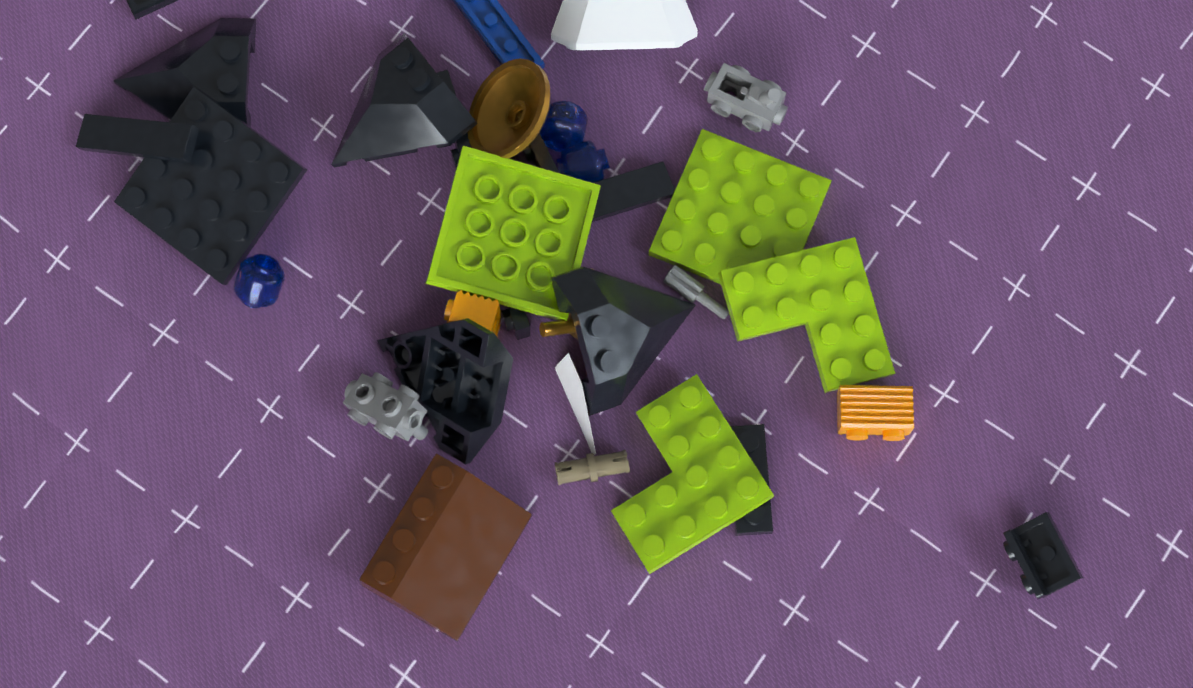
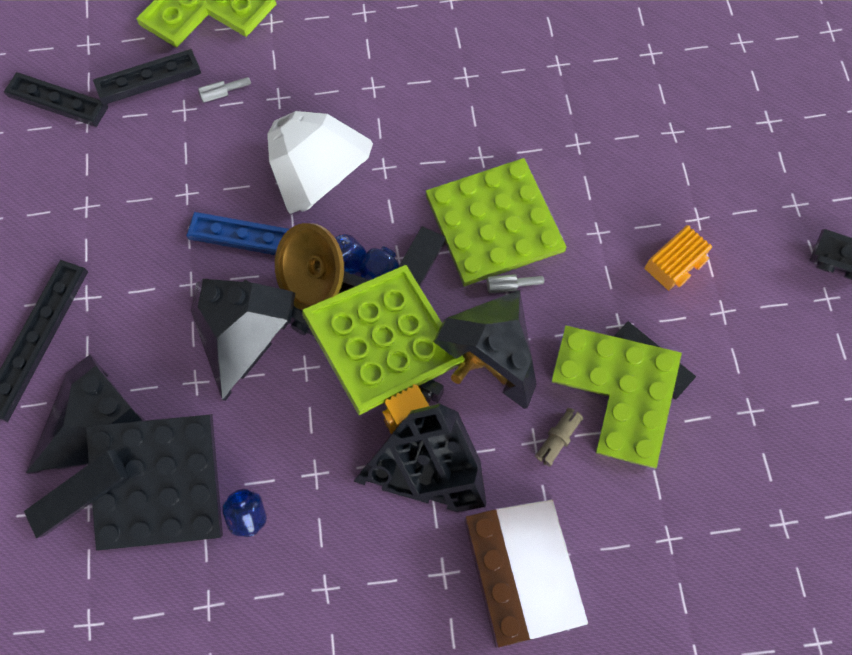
camera: 40 degrees left, 5 degrees down
(388, 409) = (404, 517): light grey brick -> none
(574, 390) = (508, 402): white sticker -> none
(755, 101) = (434, 152): light grey brick -> none
(825, 293) = (587, 219): lime plate -> none

